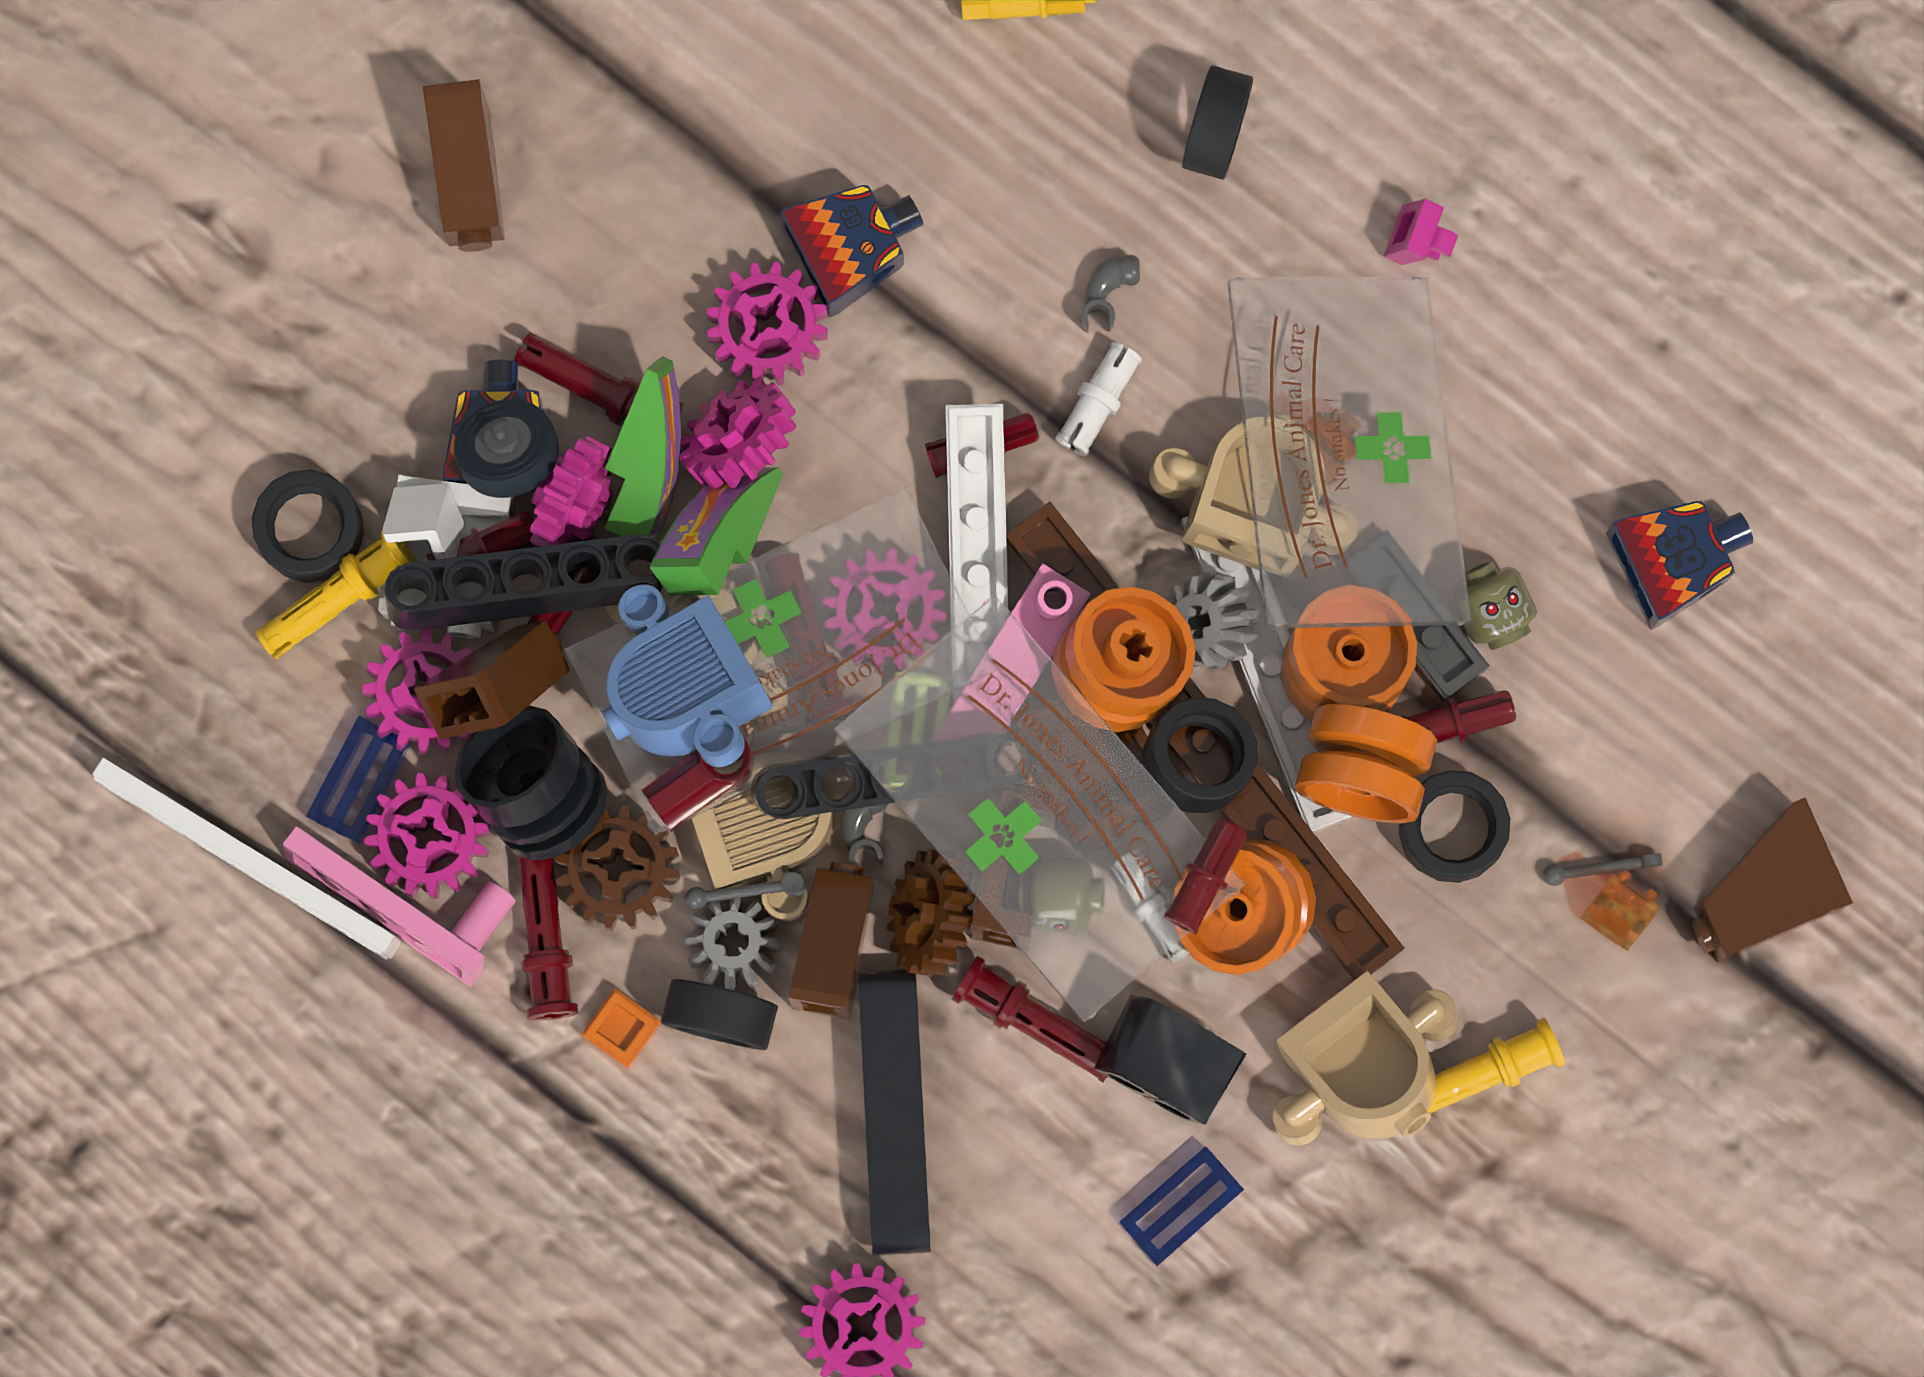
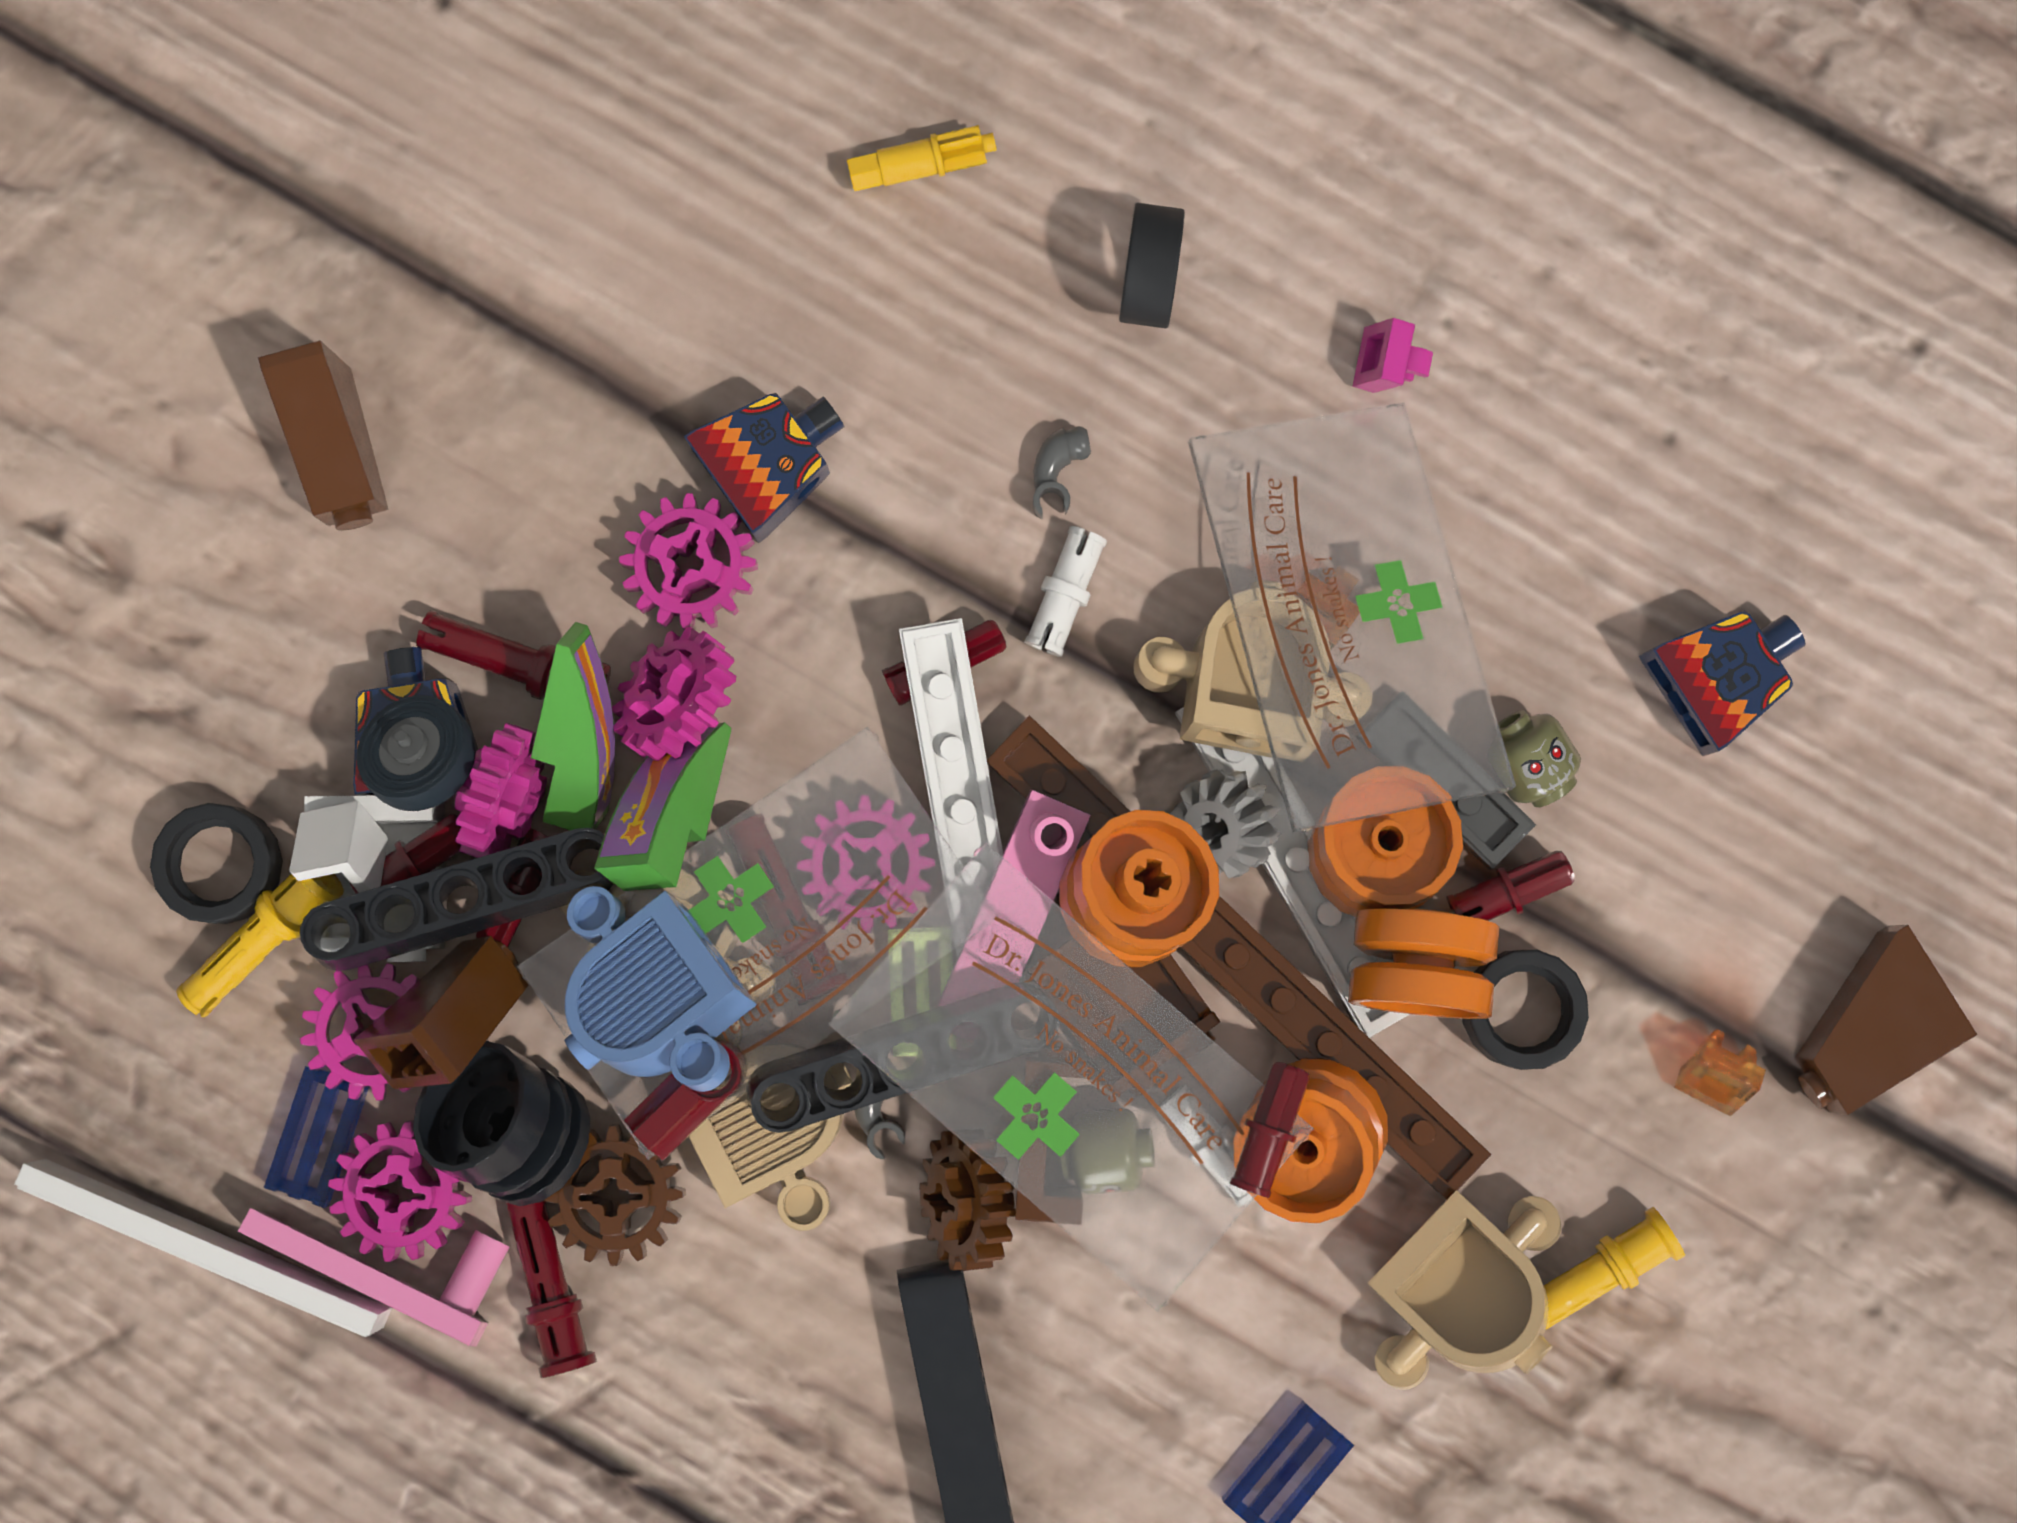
camera: 10 degrees left, 5 degrees up
(621, 1028) = (647, 1368): orange tile -> none
(717, 954) = (740, 1276): light grey gear -> none
(719, 1014) = (750, 1347): black tyre -> none
(791, 884) = (807, 1193): dark grey hinge -> none
(832, 941) = (862, 1246): reddish brown slope -> none
(1012, 1006) = (1072, 1282): dark red pin -> none
(1169, 1059) = (1253, 1322): black piece -> none
(1229, 726) = (1280, 958): black tyre -> none
(1555, 874) = (1640, 1043): dark grey hinge -> none

